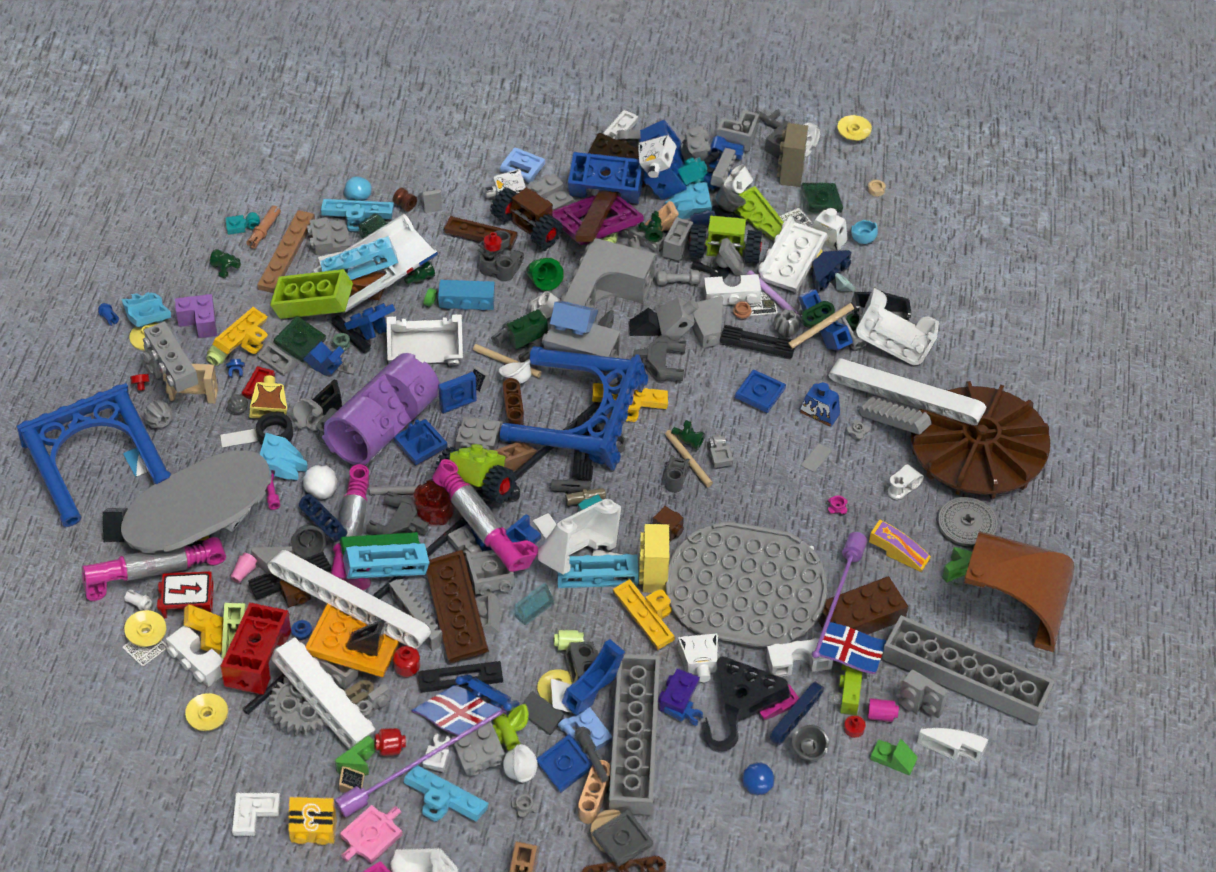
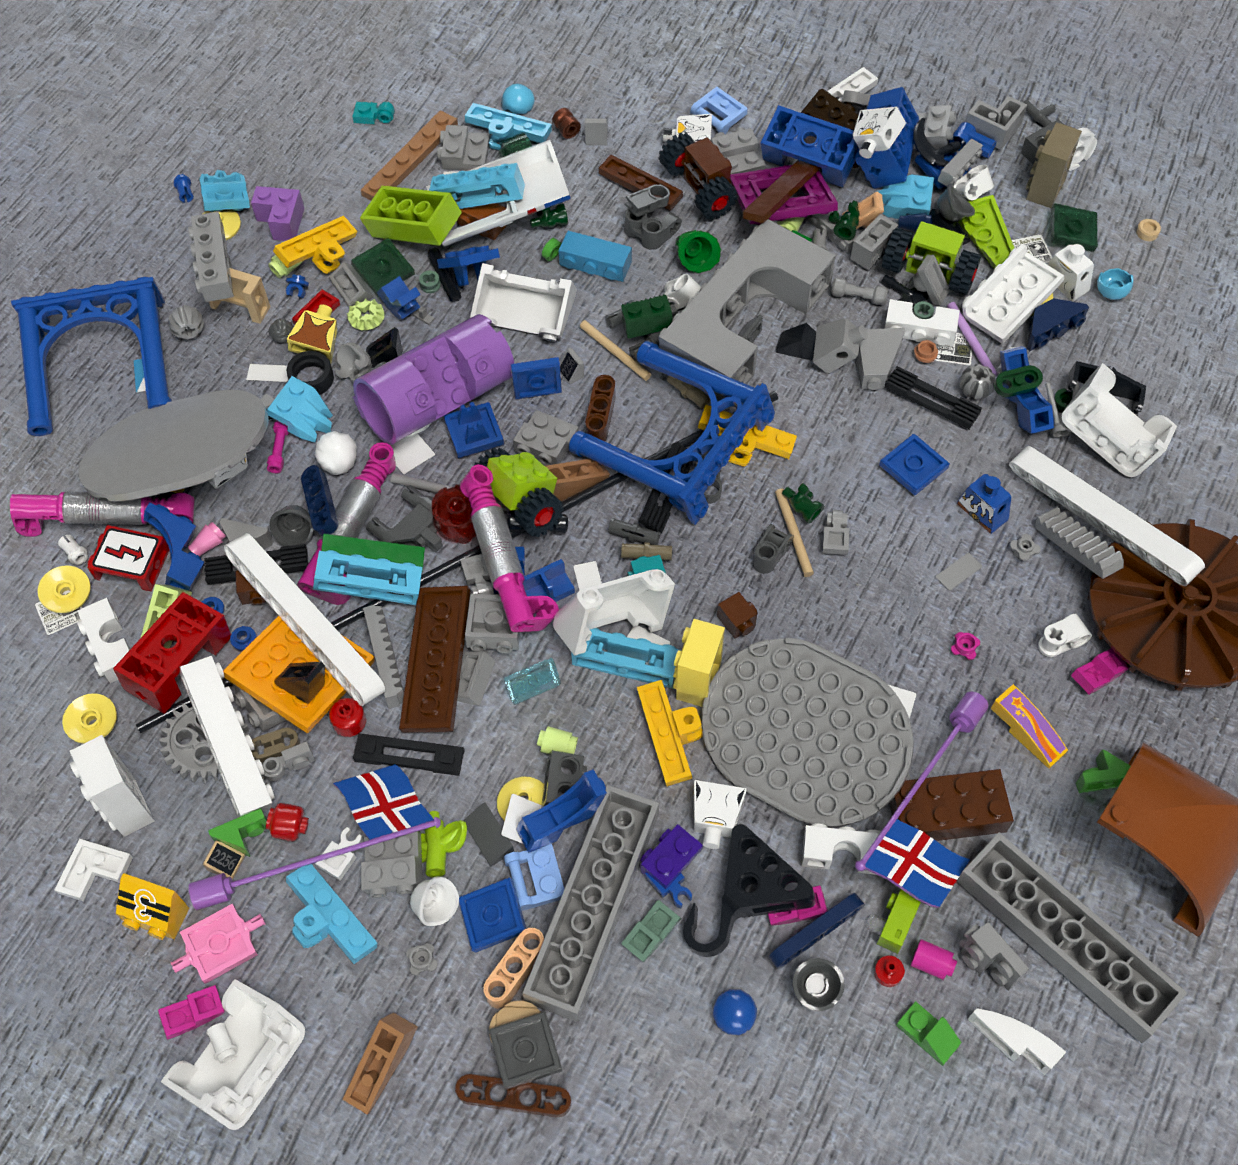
camera: 20 degrees right, 10 degrees up
(112, 524) = (81, 440): black slope -> none
(140, 380) = (184, 276): red tile -> none
(209, 625) = (133, 601): yellow plate -> none
(222, 565) = (177, 533): none -> blue arch
(224, 261) = (333, 153): dark green piece -> none
(256, 743) = (110, 786): none -> white brick
(260, 231) = (388, 127): nougat pin -> none
(304, 382) = (368, 321): none -> yellowish green gear
(378, 470) = (411, 453): none -> white sticker
(480, 689) = (425, 782): blue plate -> none
(492, 242) = (643, 197): red tile -> none
(516, 370) = (619, 367): white helmet -> none
(573, 317) = (703, 315): medium blue slope -> none
(576, 376) = (691, 392): none -> dark tan pin
(582, 735) = (525, 905): dark grey pin -> none
(655, 358) = (796, 389): dark grey connector -> none
(681, 744) = (651, 931): none -> sand green slope
(693, 170) = (920, 159): teal brick -> none
(731, 279) = (925, 307): none -> sand green bush
(823, 324) = (1018, 397): tan bar -> none
(843, 284) = (1067, 346): light aqua slope -> none
(854, 127) = (1143, 146): light yellow dish -> none
(936, 499) = (1100, 671): none -> dark pink slope
(953, 523) = (1115, 721): light grey piece -> none

